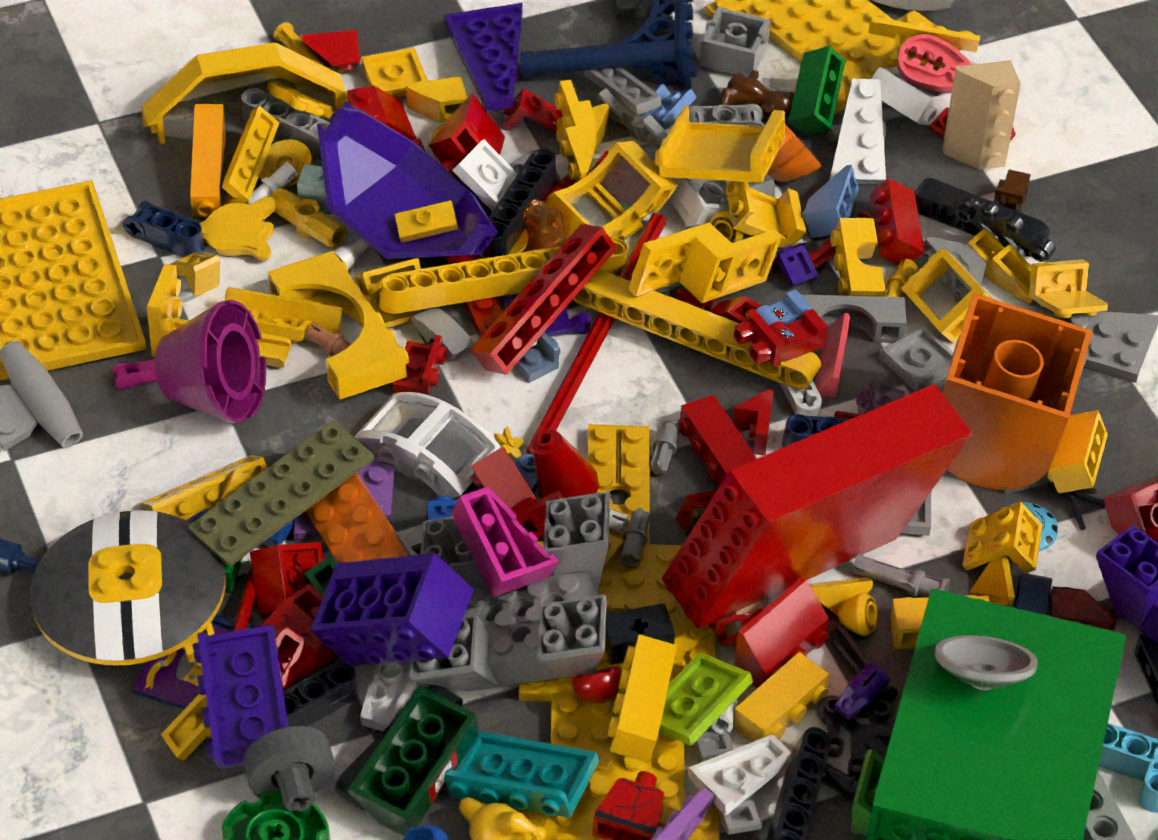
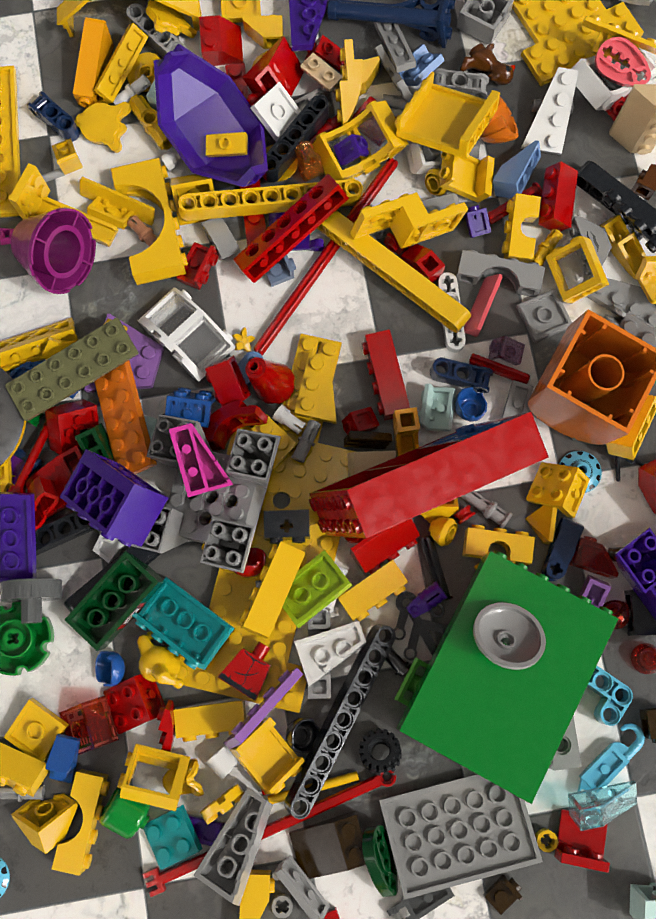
camera: 15 degrees right, 30 degrees up
(534, 132) = (321, 72): none -> tan bracket
(599, 204) = (351, 148): none -> dark purple bracket
(633, 478) = (316, 390): none -> yellow wing
(664, 447) = (347, 362): light grey axle -> none
(755, 417) = (416, 346): red slope -> none
(782, 330) = (447, 290): red hips -> none
(817, 91) = (531, 69): green brick -> none
(883, 593) = (464, 514): none -> red bush
(1132, 673) = (620, 611): none -> clear red cone

